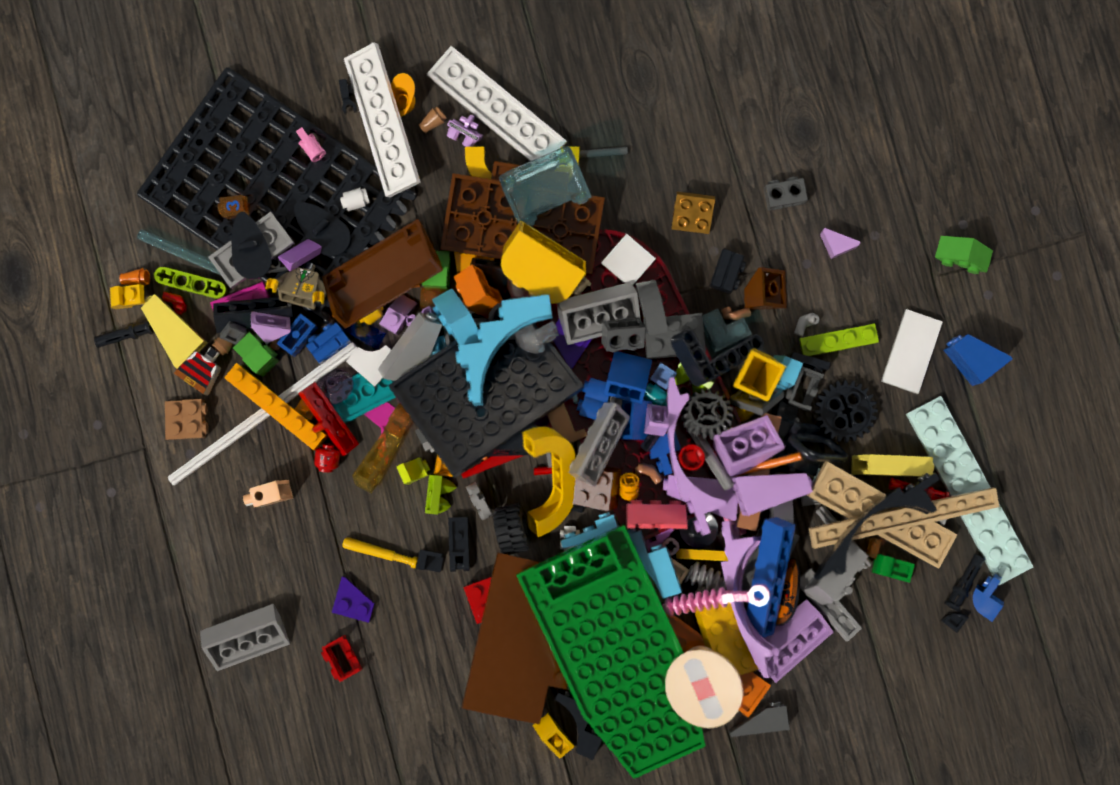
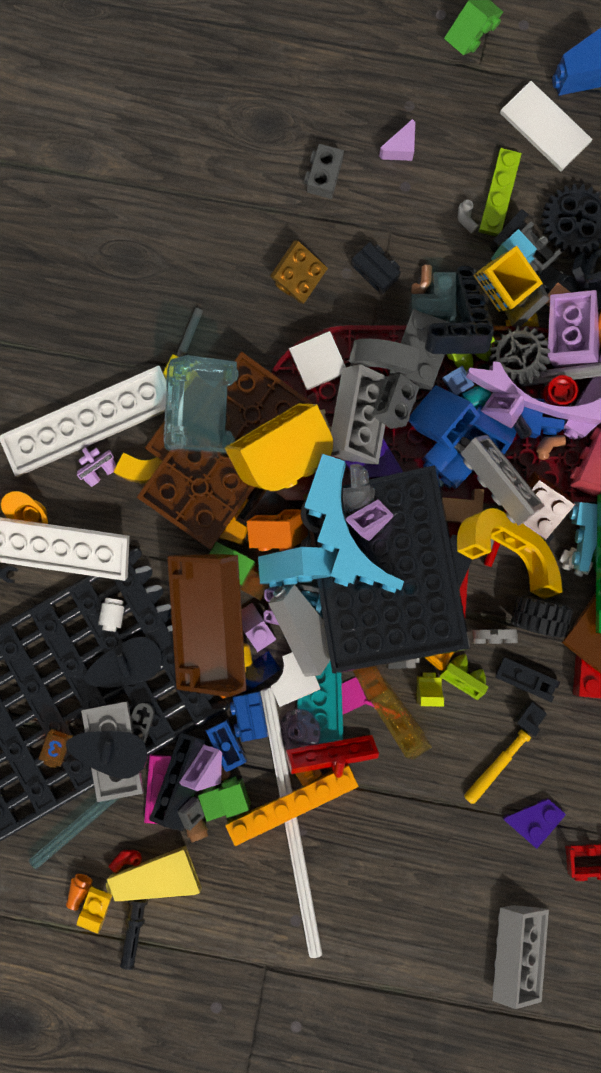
camera: 65 degrees left, 0 degrees up
(185, 419) = (257, 908): medium nougat plate -> none
(190, 284) = (115, 835): lime beam -> none
(200, 370) = (213, 868): torso -> none
(268, 494) = (381, 857): light nougat torso -> none
(299, 286) = (177, 717): dark tan torso -> none
(300, 254) = (142, 701): medium lavender slope -> none
(310, 145) = (30, 634): bright pink hinge -> none
(327, 458) = (371, 776): red head -> none
(432, 119) = (67, 493): medium nougat cone -> none
(517, 356) = (370, 519): none -> lavender slope
(629, 486) = (556, 471): light orange wheel -> none
(766, 290) = (414, 238): reddish brown slope -> none

